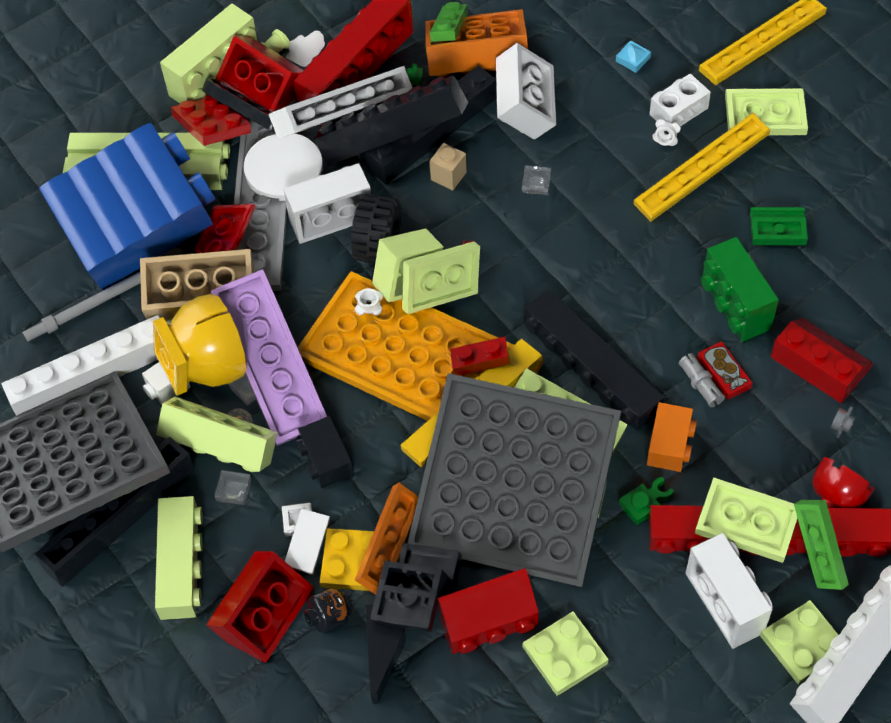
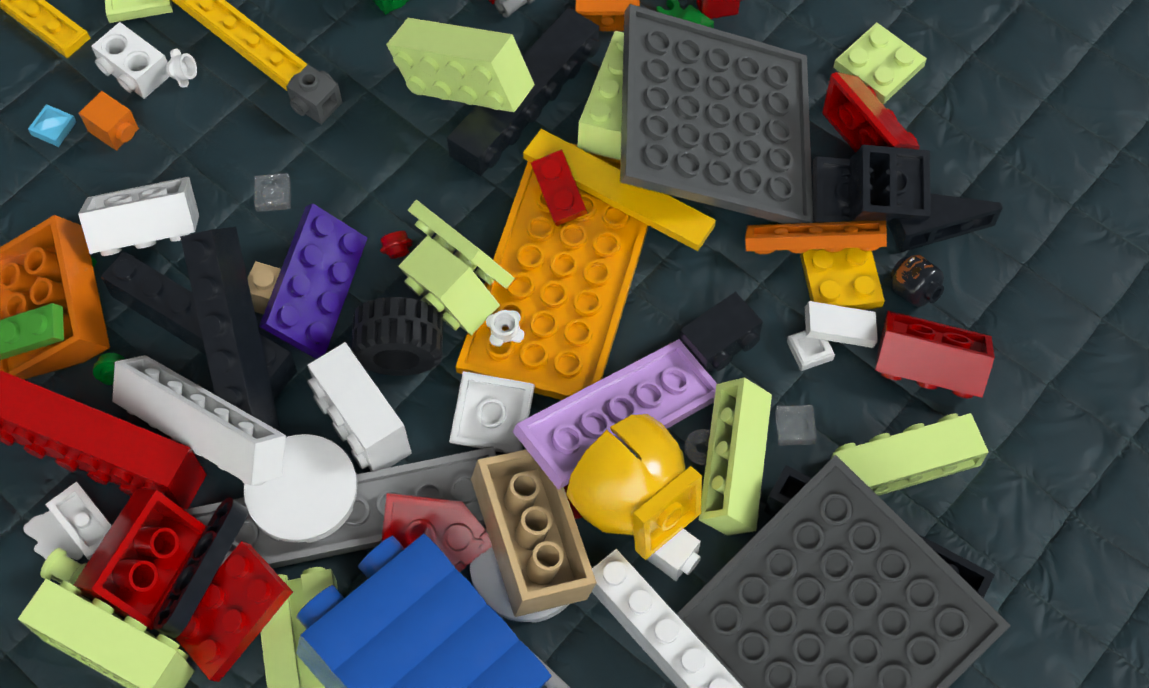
camera: 105 degrees left, 5 degrees up
(303, 53) = (80, 518): none -> white plate
(308, 289) = (489, 412): none -> white tile
(445, 191) = (313, 282): none -> dark purple plate
(604, 297) = (461, 64): none -> yellowish green brick
(617, 211) = (314, 94): none -> dark grey brick
(625, 86) = (109, 120): none -> orange brick

